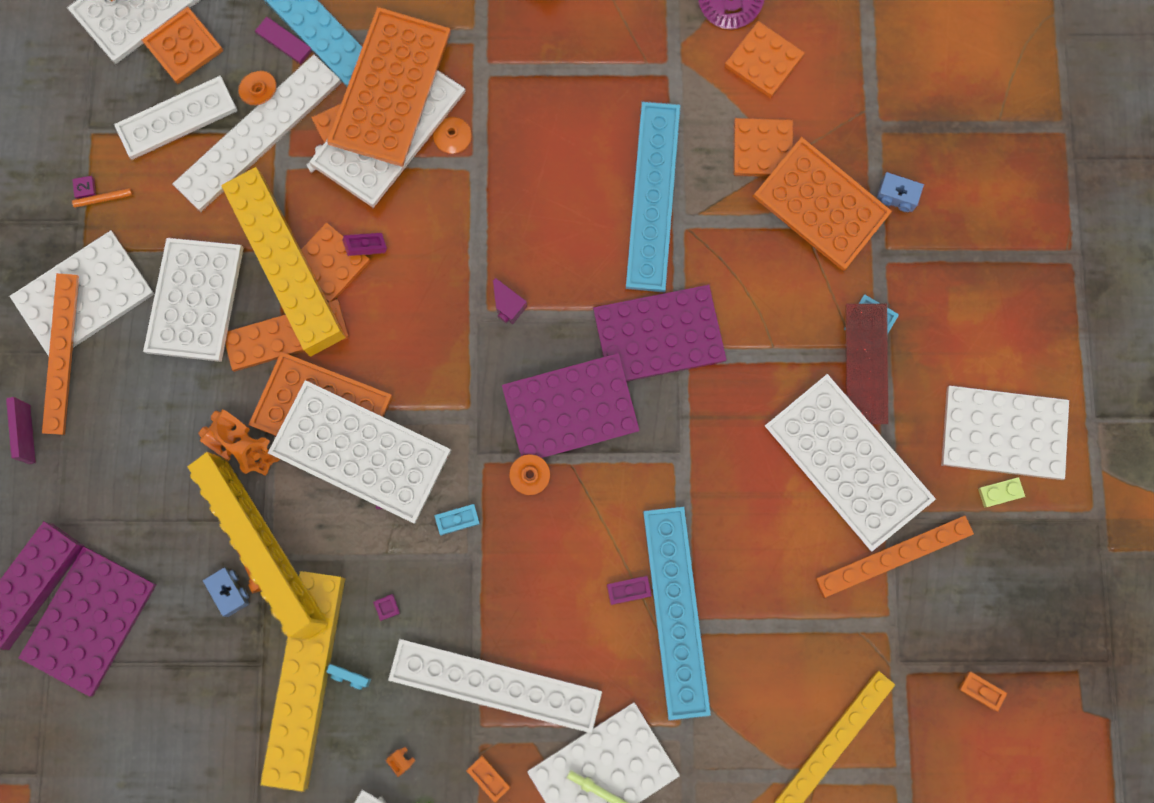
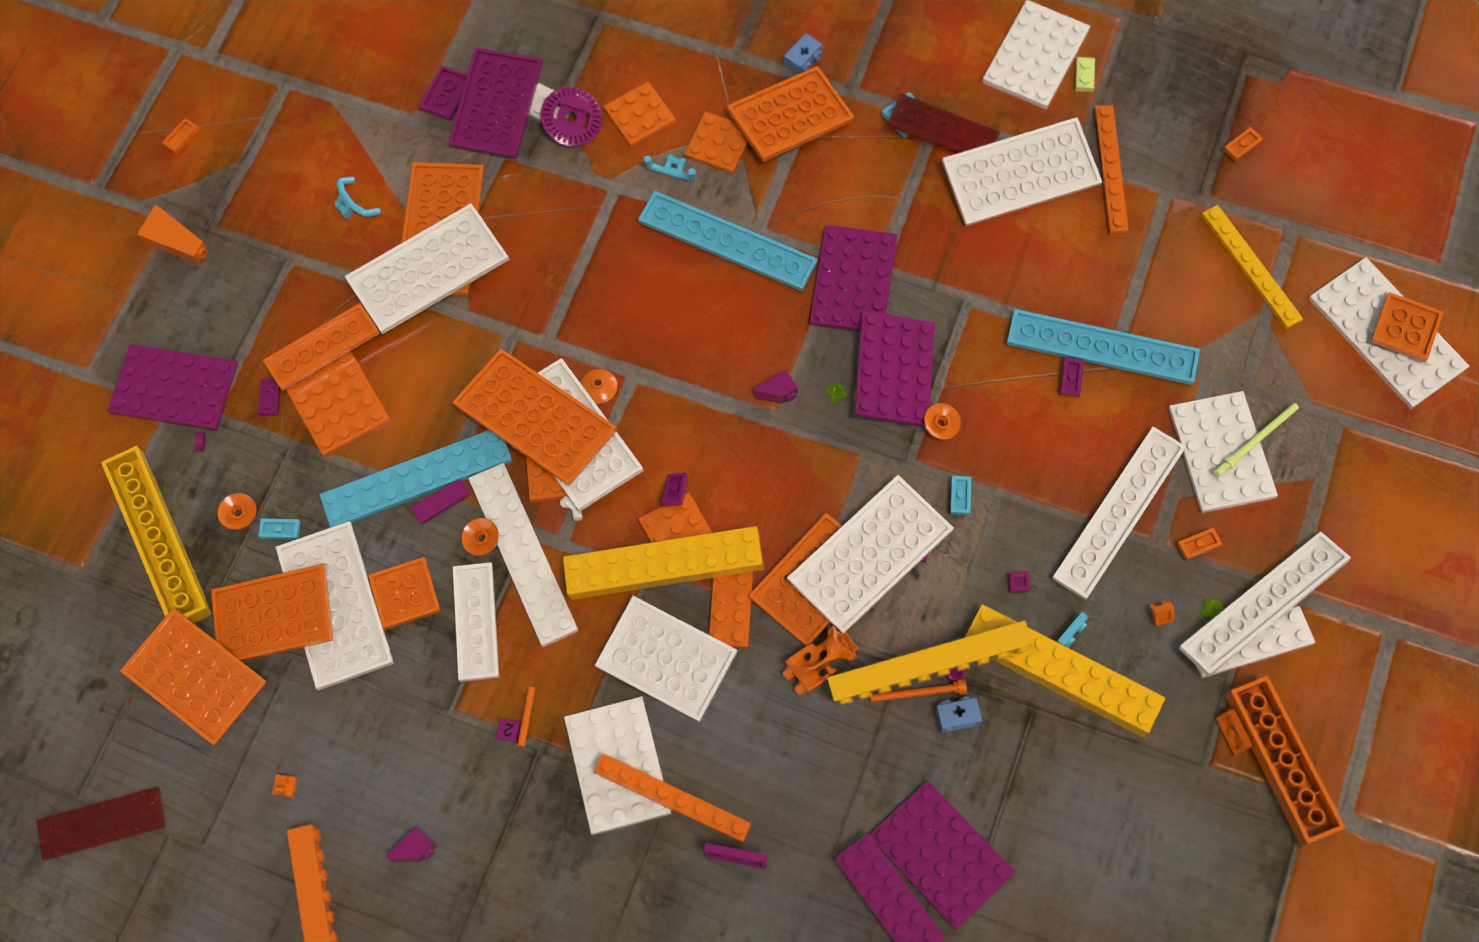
camera: 65 degrees left, 10 degrees down
(520, 360) = (836, 388): none -> clear neon green plate
(723, 109) = (668, 170): none -> medium azure piece

